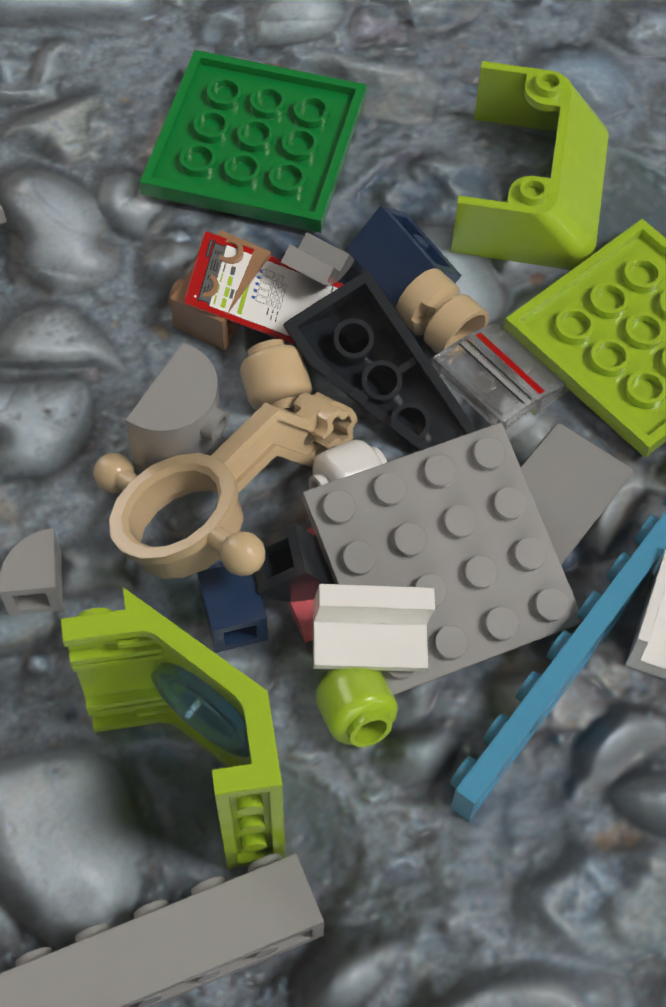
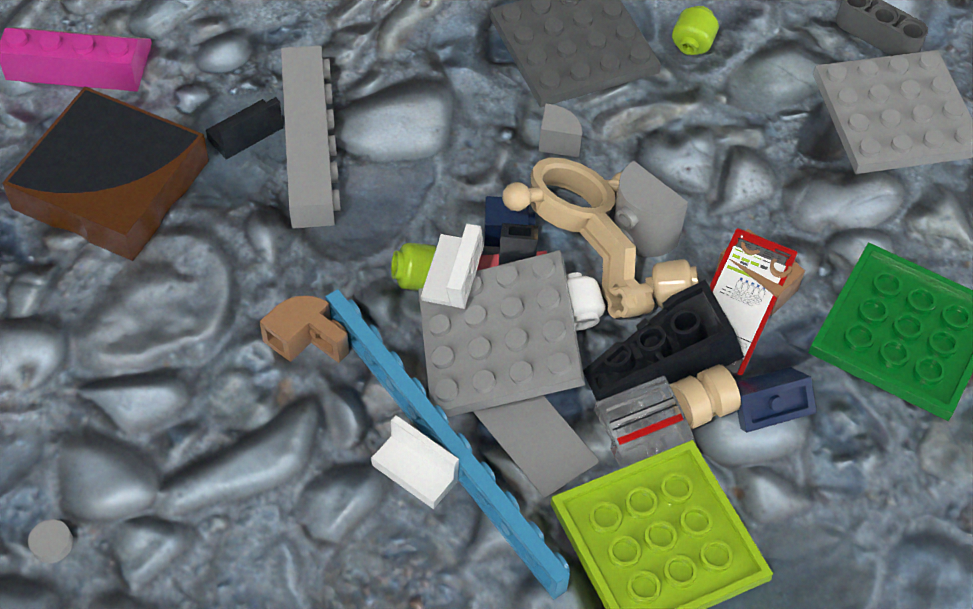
camera: 105 degrees right, 5 degrees down
(150, 671) = (410, 163): lime panel -> none
(318, 260) = (768, 331): light grey slope -> none
(517, 844) = (301, 322): none -> medium nougat brick
(544, 218) = (830, 532): lime windscreen -> none

